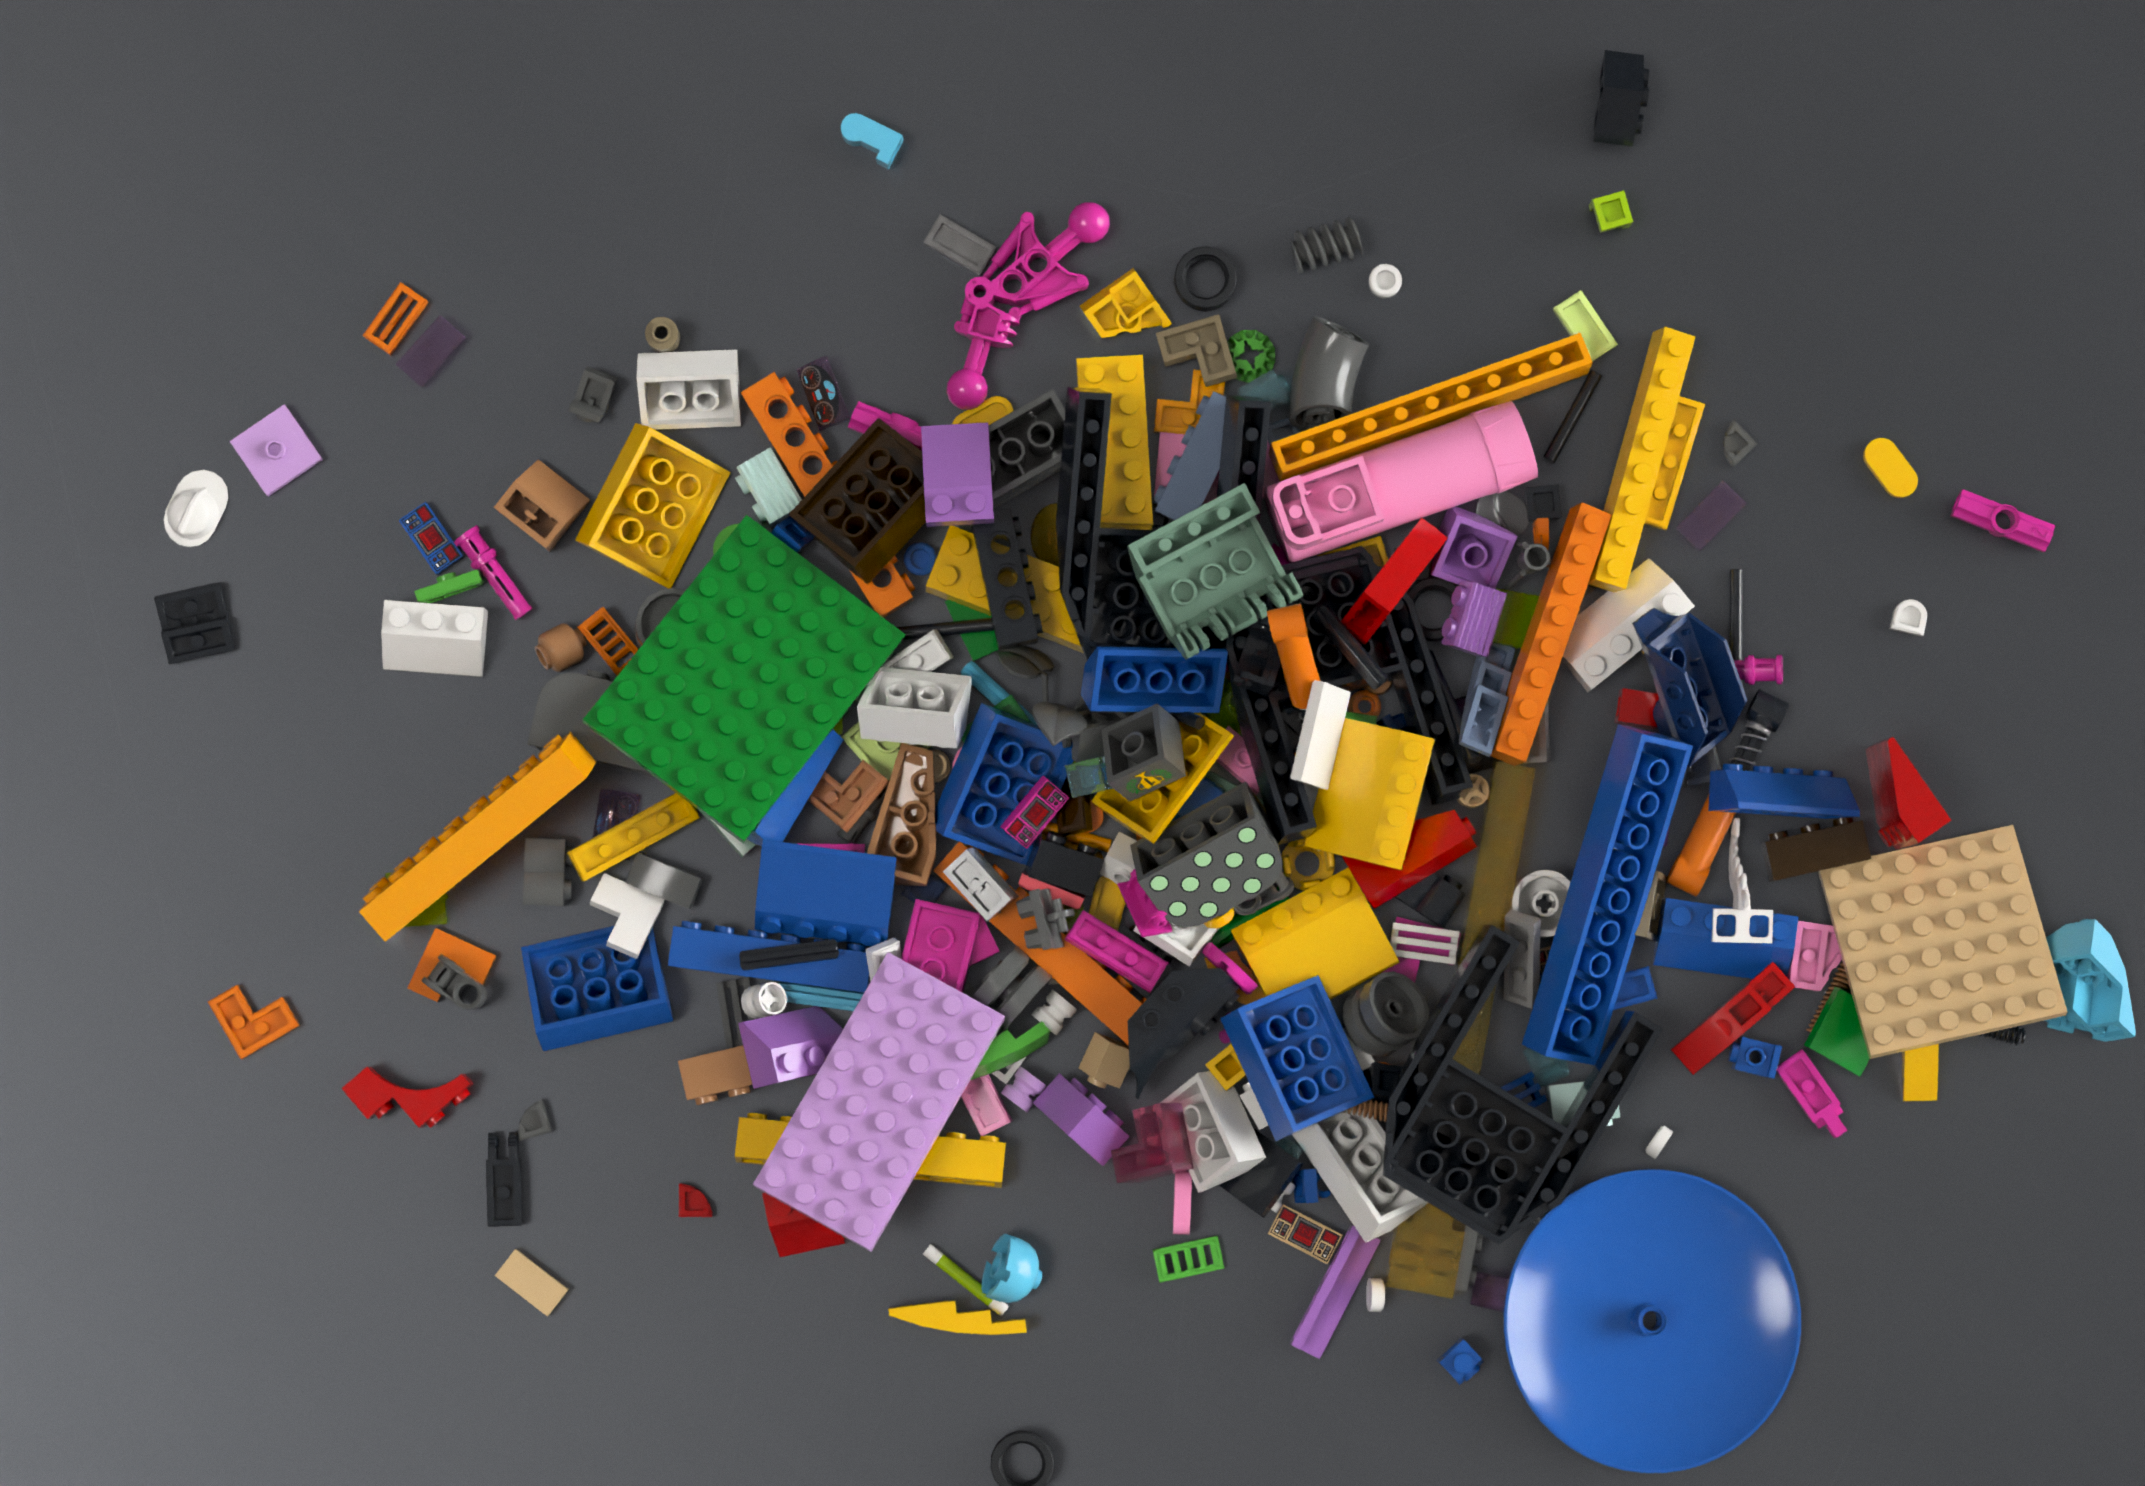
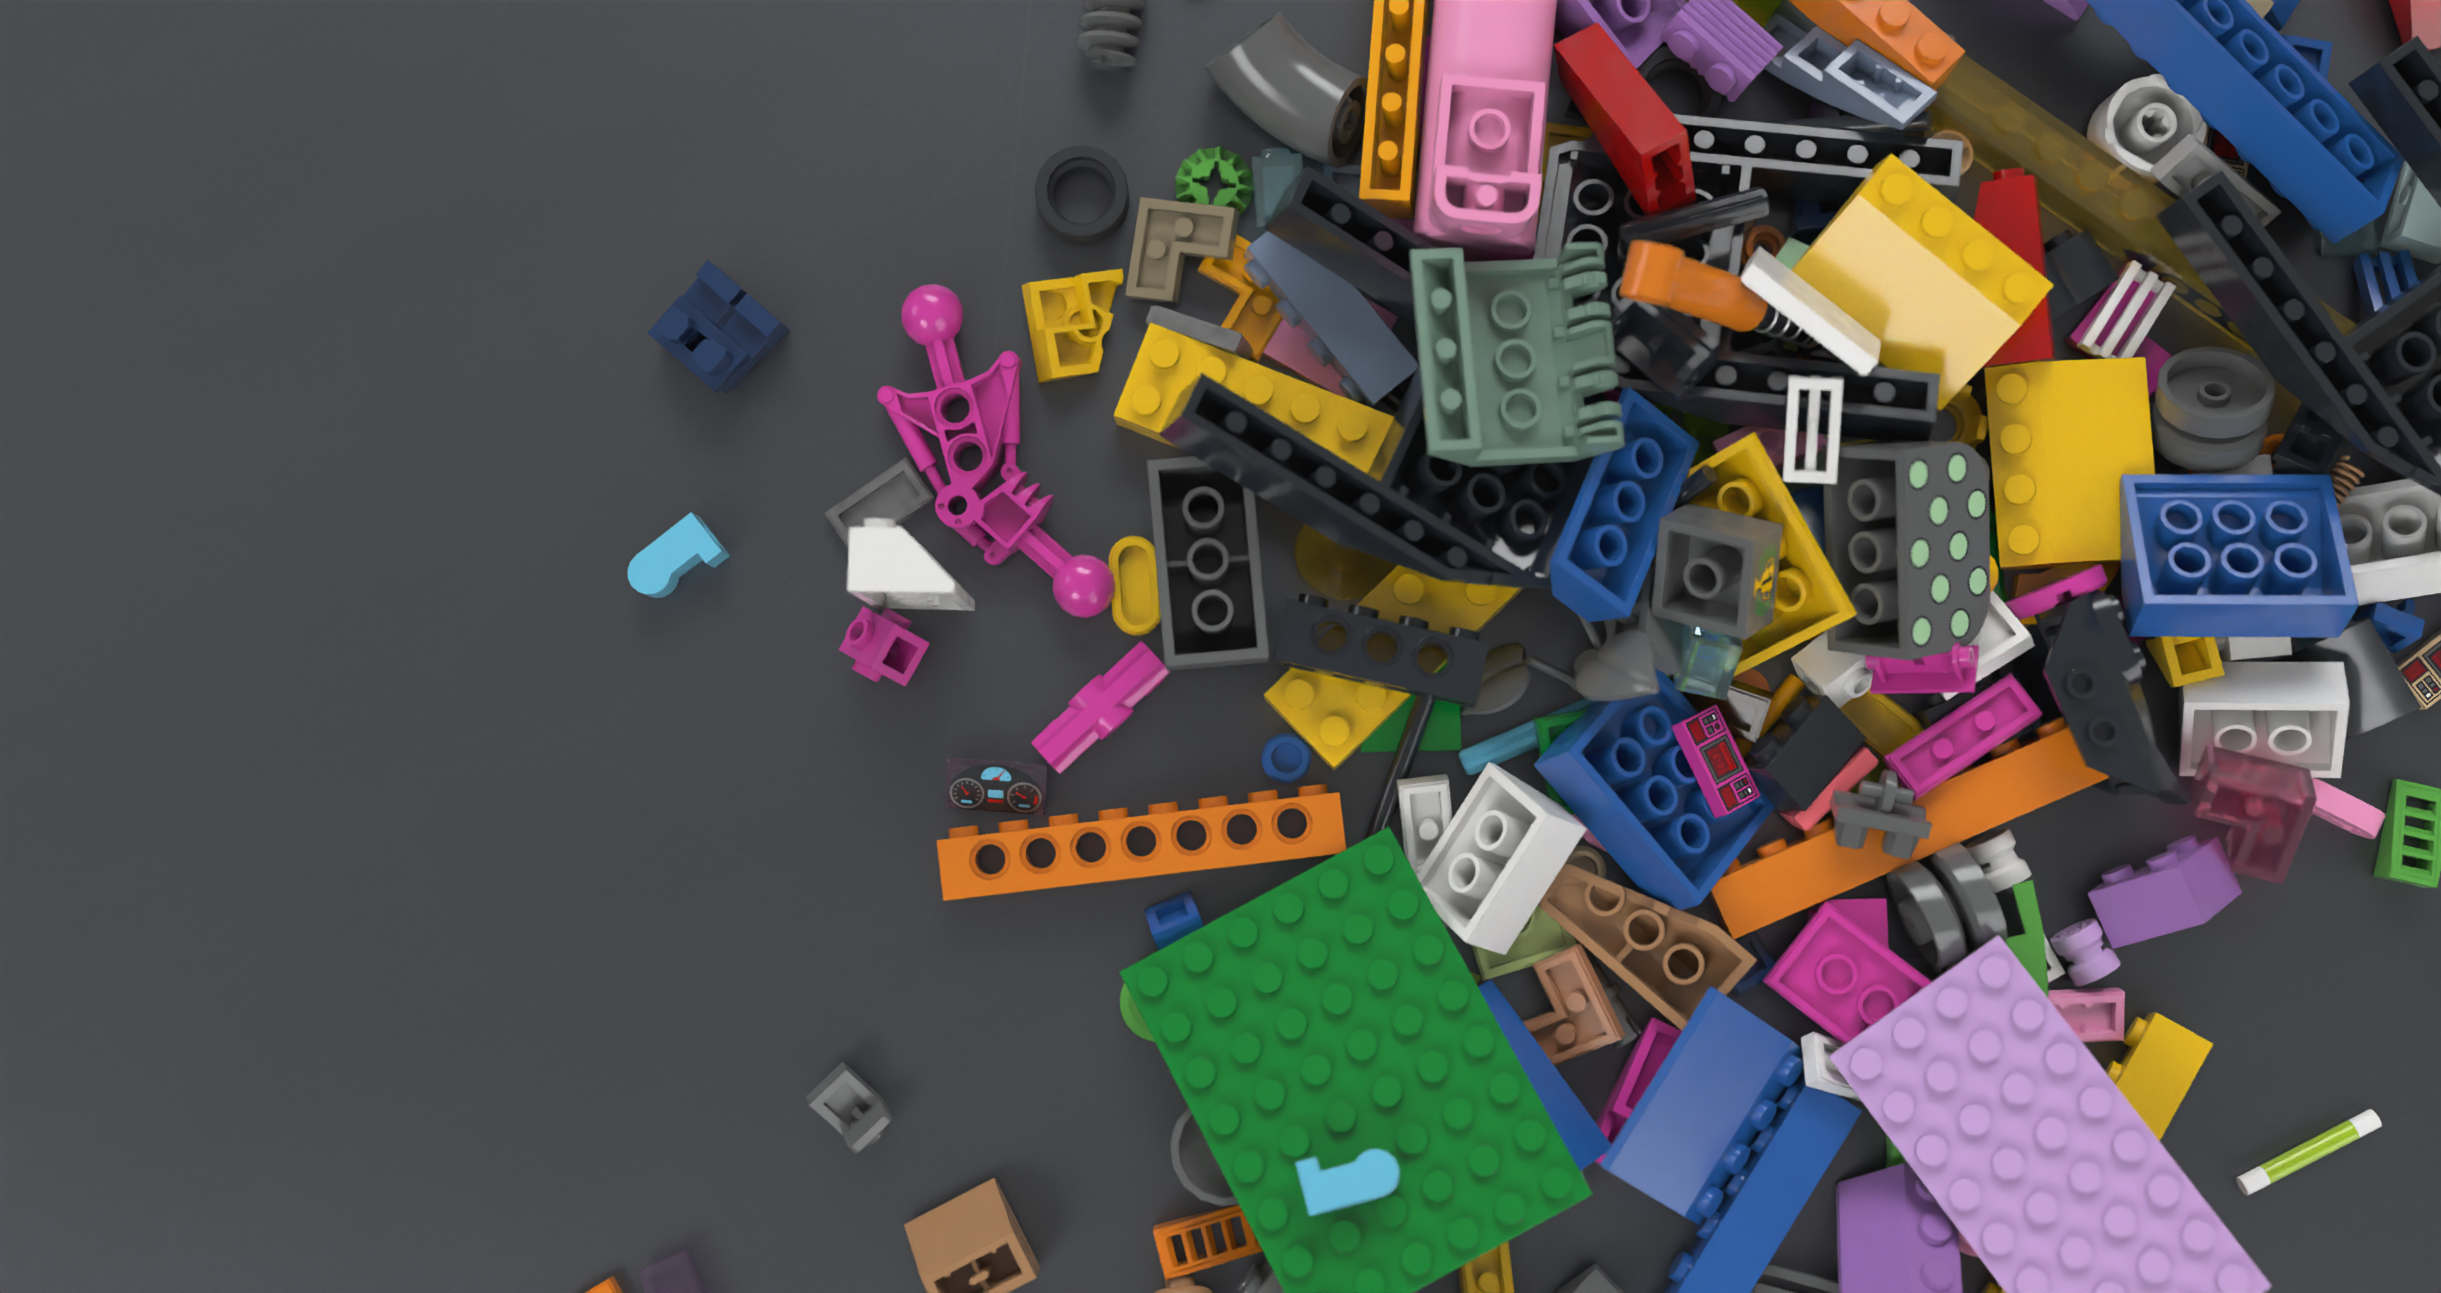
camera: 60 degrees left, 0 degrees up
(652, 505) = (1043, 1095): yellow slope -> none
(666, 344) = (828, 971): dark tan brick -> none
(689, 389) = (904, 970): white slope -> none
(691, 703) = (1366, 1179): none -> medium azure leg
(763, 1000) = (1806, 1257): white wheel -> none
(769, 487) = (1093, 920): light aqua brick -> none
(789, 954) = (1765, 1196): black axle -> none
(821, 996) = (1836, 1172): medium azure axle -> none
(867, 501) = (1182, 785): dark brown slope -> none
(875, 286) = (883, 646): none -> dark pink brick
(923, 271) = (898, 572): none -> white slope
(944, 1316) = (2353, 1209): yellow slope -> none
(957, 474) = (1208, 648): medium lavender slope -> none
(980, 883) = (1789, 882): hinge -> none
(1004, 103) = (693, 333): none -> dark blue hips
(1012, 1271) = (2334, 1086): medium azure cylinder -> none
(1105, 1061) = (2100, 821): tan brick -> none
(1151, 388) = (1201, 330): none -> flat silver tile
(1275, 755) = (1814, 384): none -> white tile

